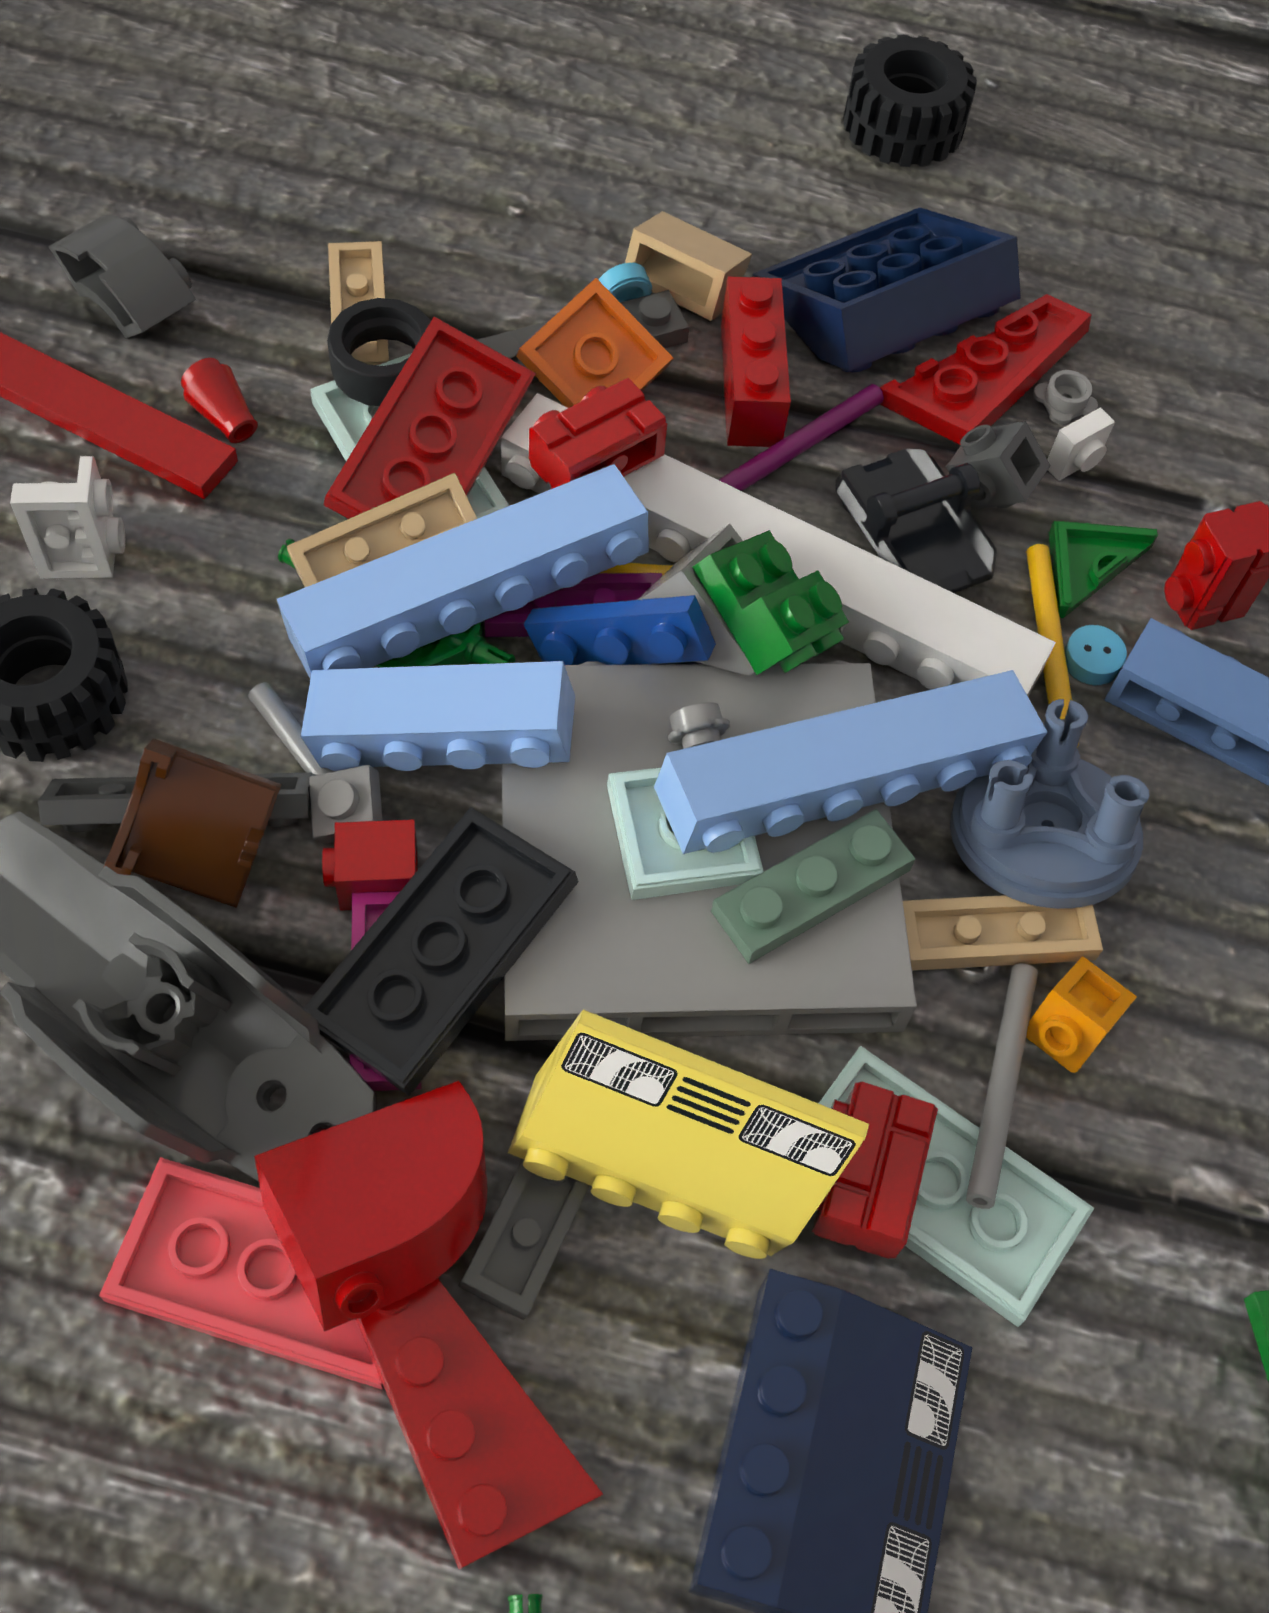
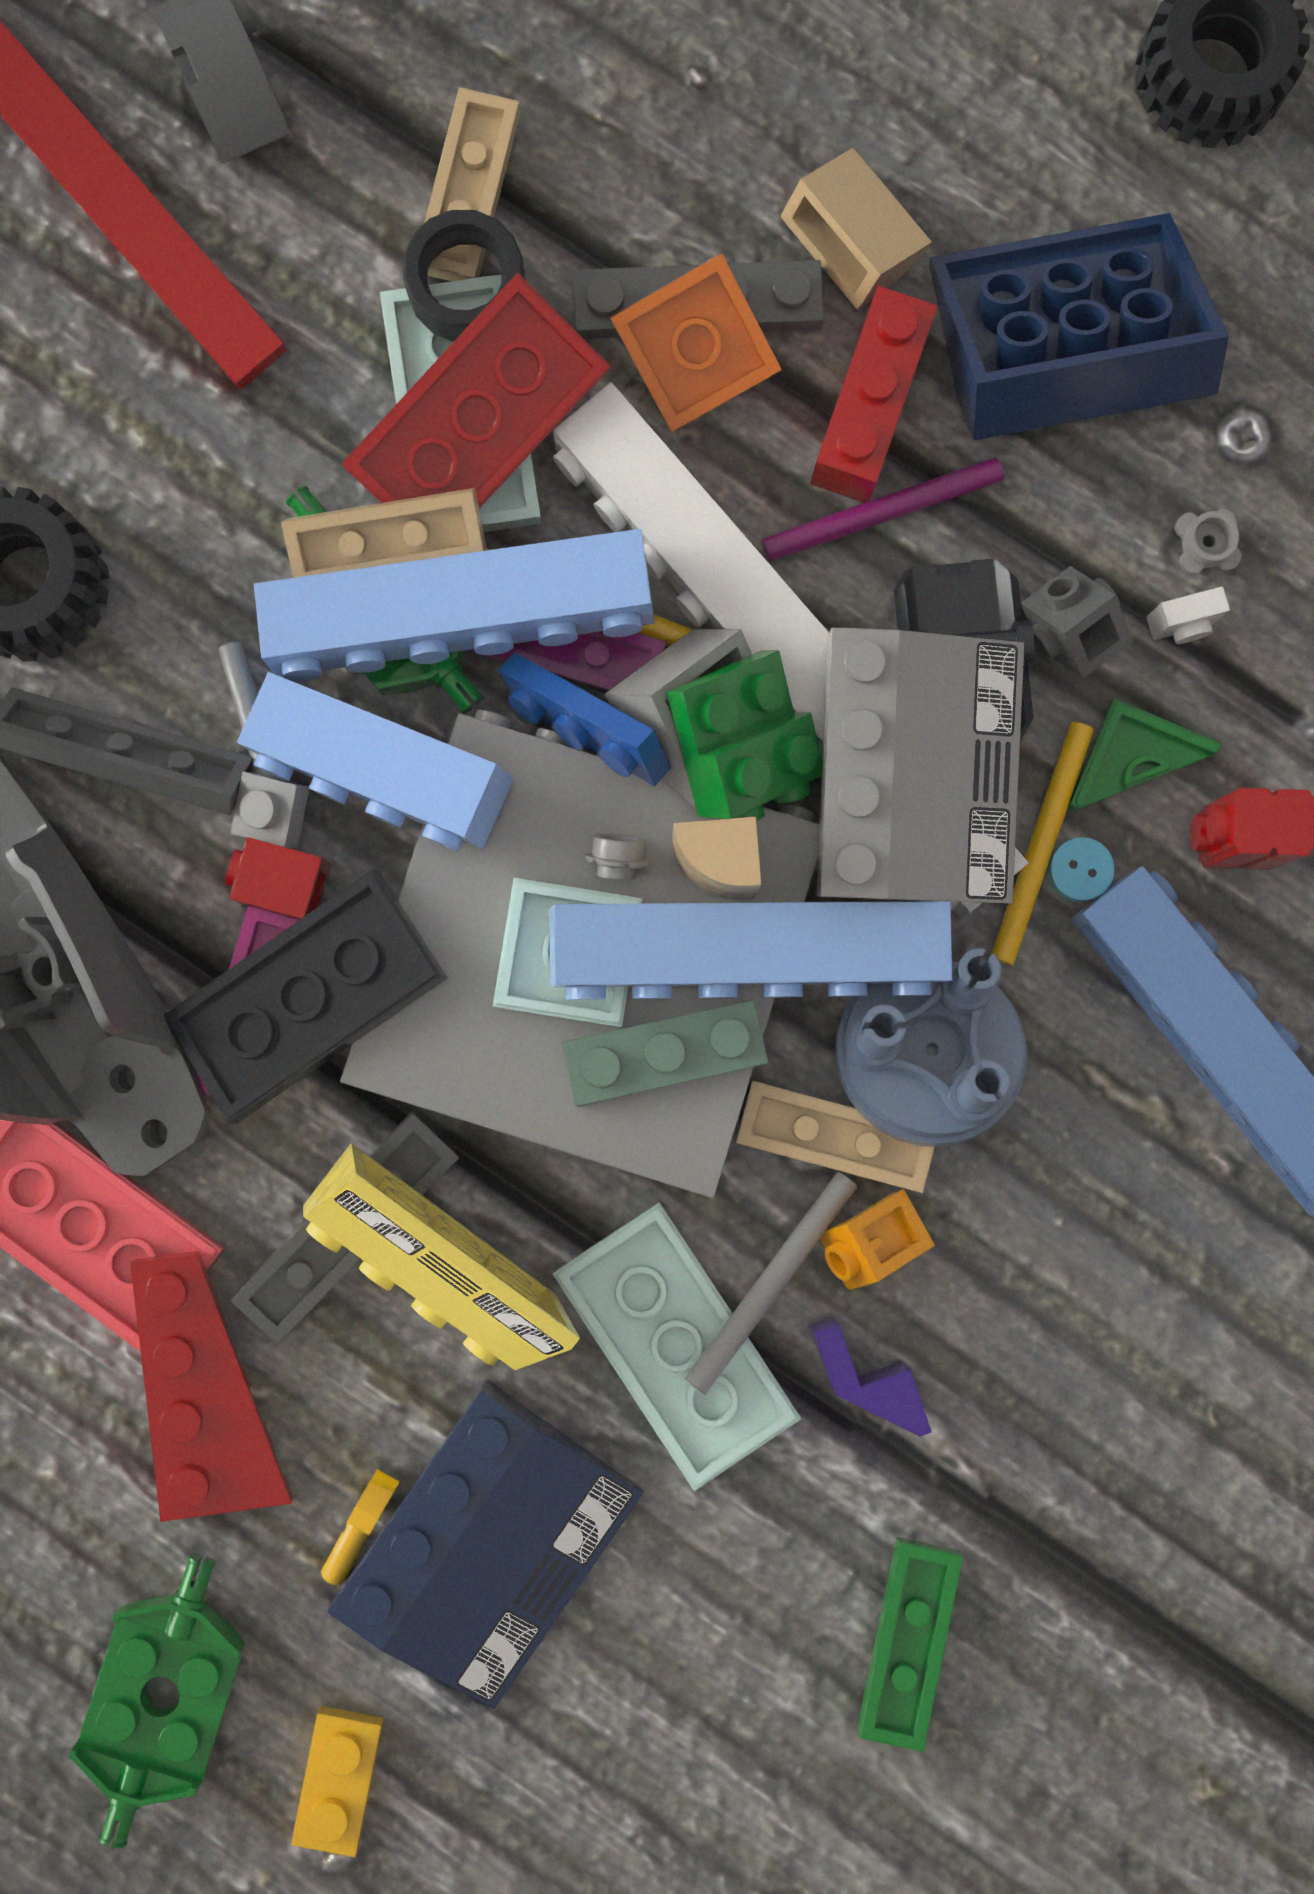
camera: 20 degrees right, 25 degrees up
(70, 524) = (95, 420): white bracket -> none
(193, 823) = (116, 795): reddish brown piece -> none
(217, 397) = (284, 272): red cone -> none
(378, 1201) = (177, 1218): red brick -> none
(599, 431) = (642, 478): red brick -> none
(627, 281) = (769, 244): medium azure tile -> none
(692, 1473) = (359, 1527): none -> yellow bar
(795, 676) = (720, 855): none -> tan brick
(881, 1183) = (615, 1328): red brick -> none
(925, 577) = (919, 766): none -> light grey slope
(988, 370) = (1120, 489): red wing -> none
(1170, 1153) = (884, 1392): none -> dark purple slope

